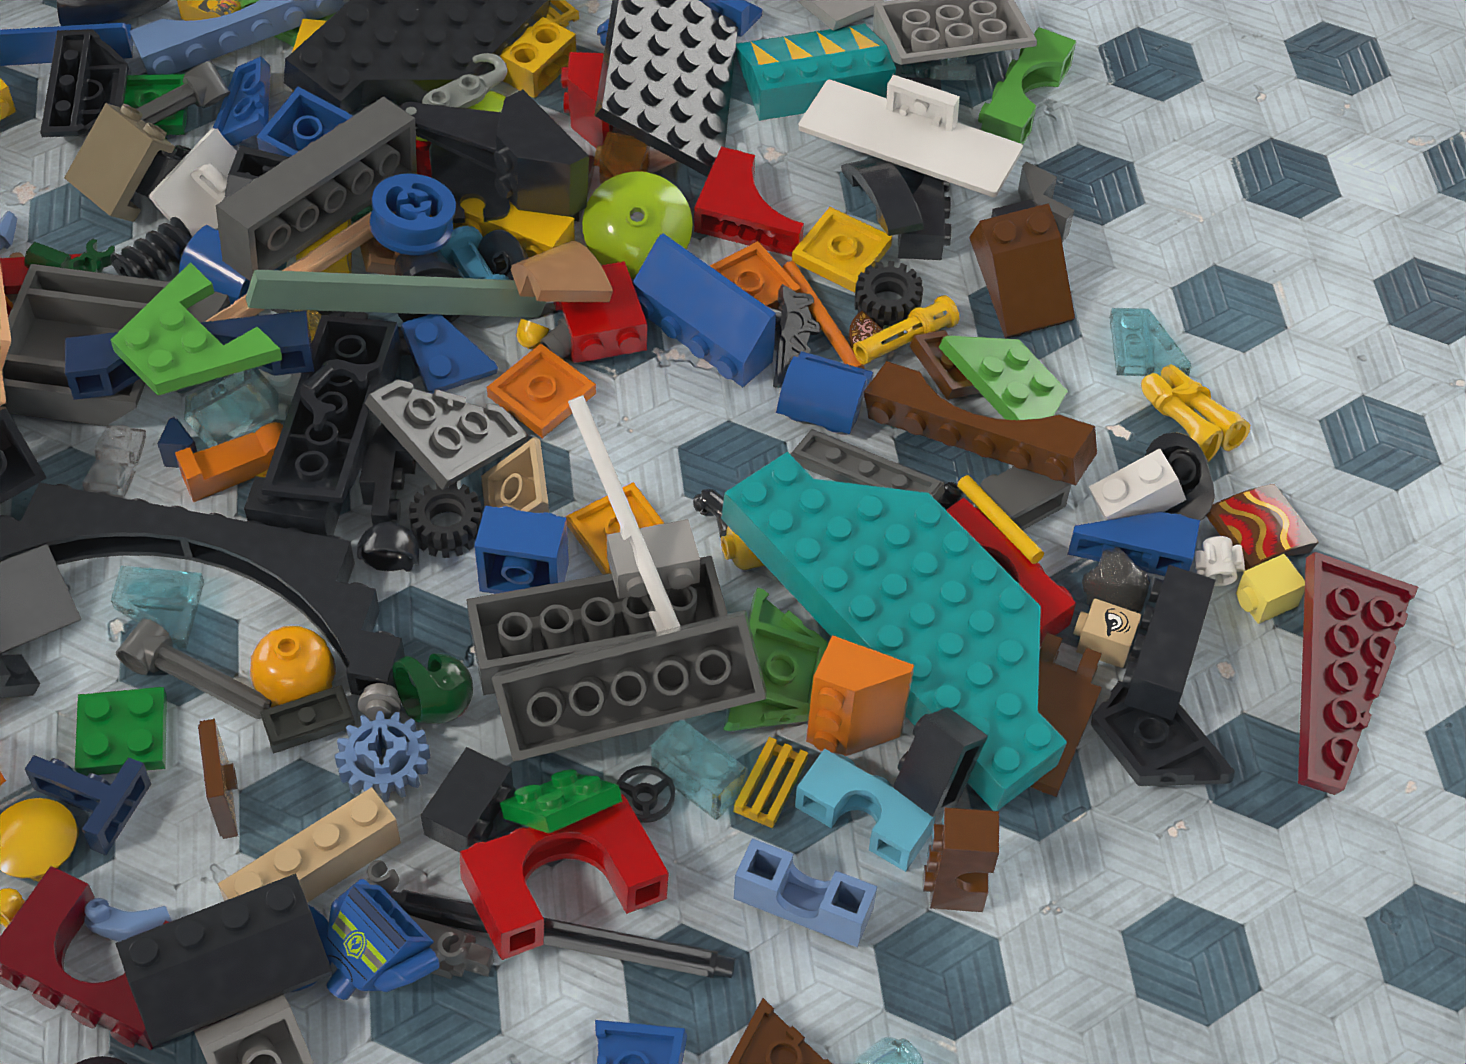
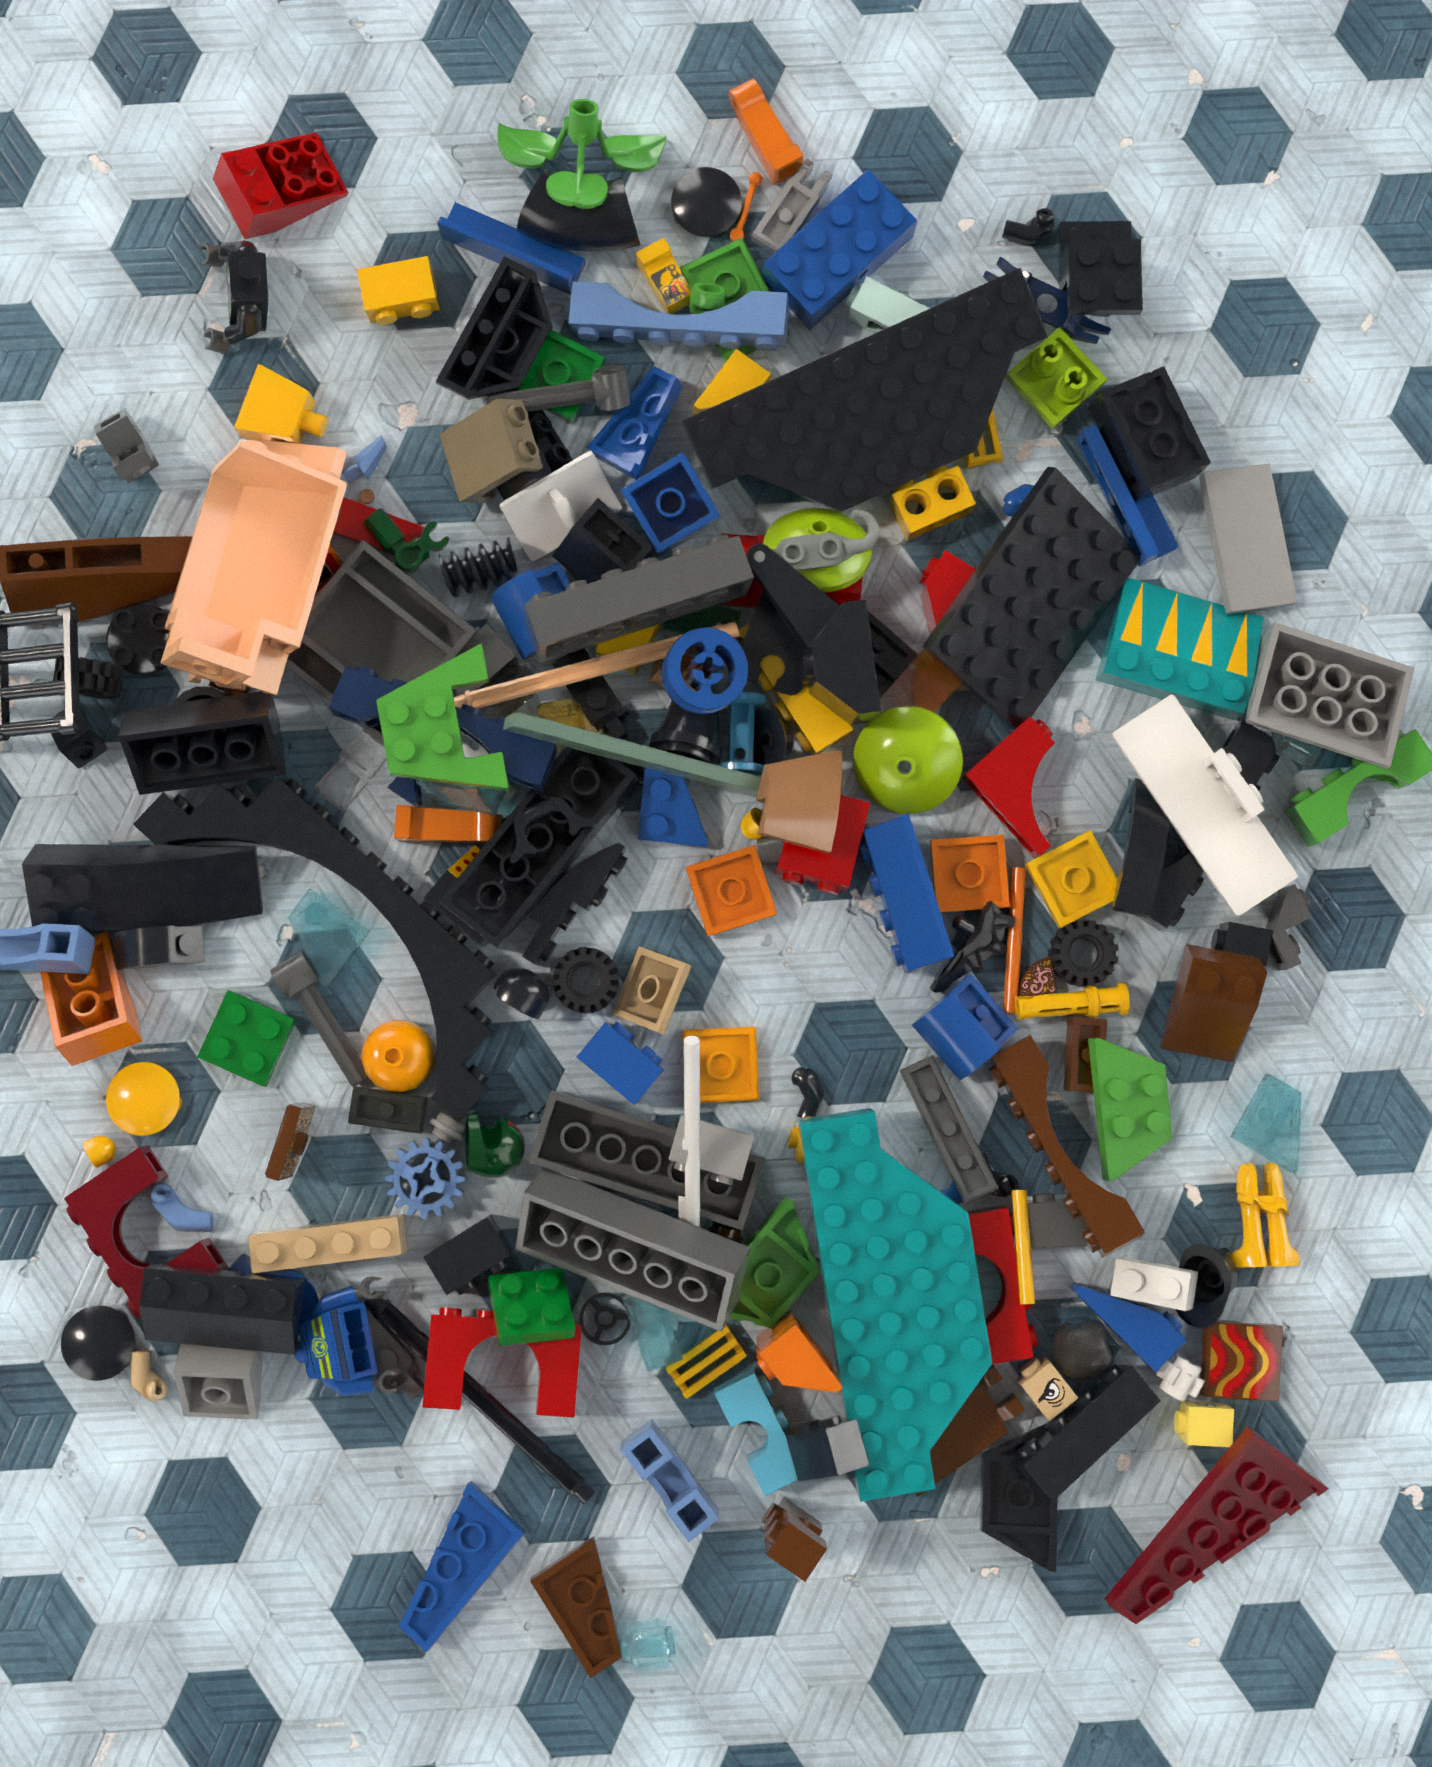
camera: 30 degrees right, 30 degrees up
(108, 803) = (199, 1090): dark blue bracket -> none
(445, 431) = (623, 905): plate -> none

